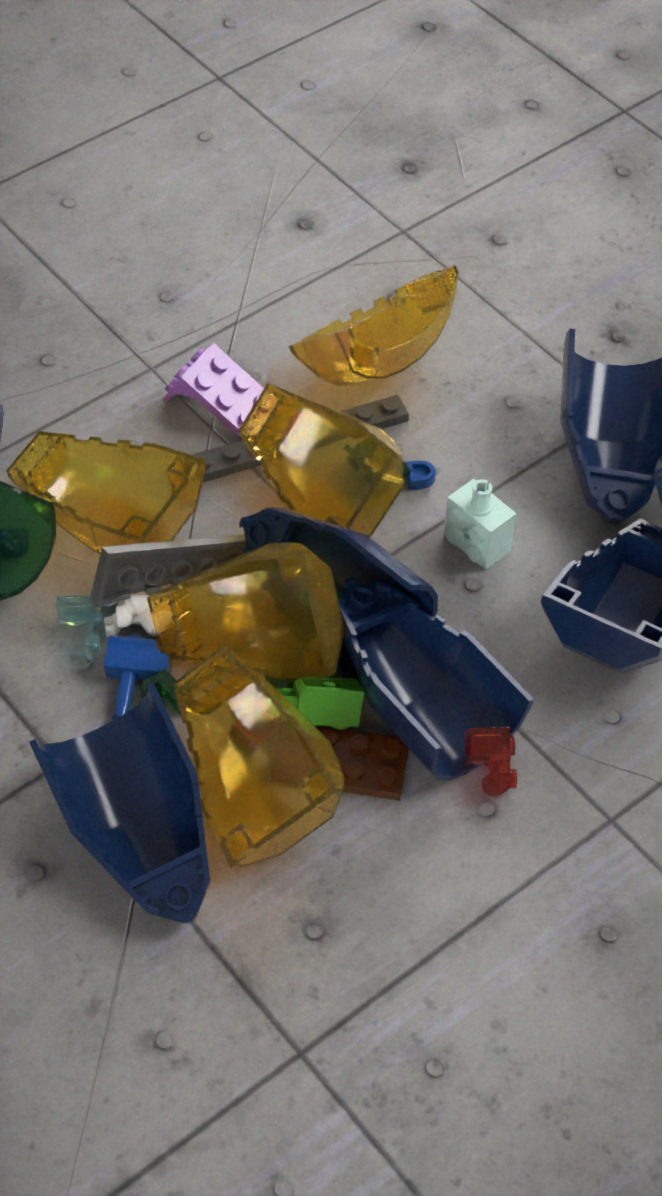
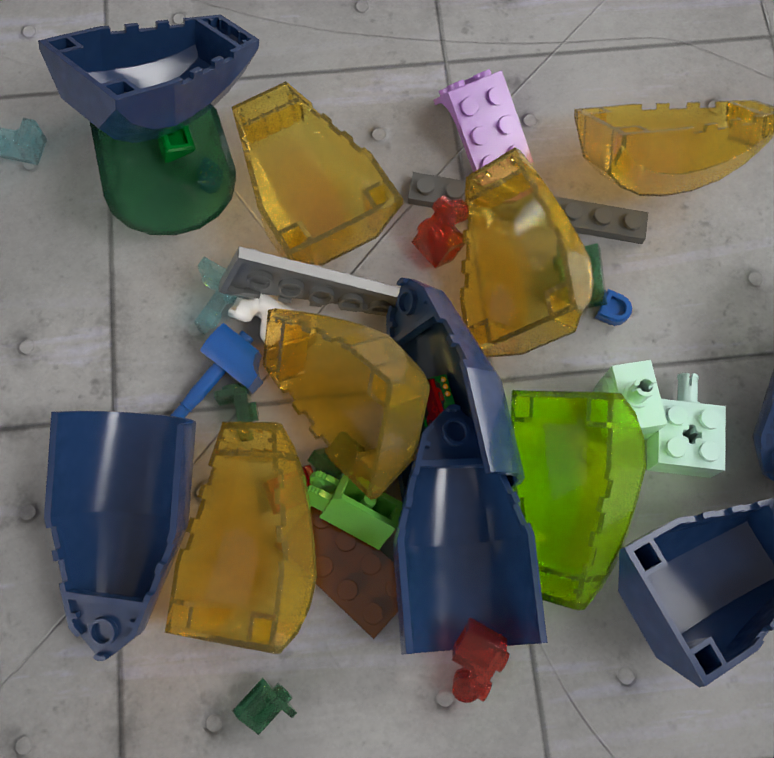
camera: 30 degrees right, 20 degrees up
(243, 488) = (438, 236): none -> clear red brick
(347, 883) = (263, 705): none -> clear green bracket
(481, 579) = (579, 485): none -> clear neon green windscreen
(542, 527) = (703, 426): none -> light aqua brick

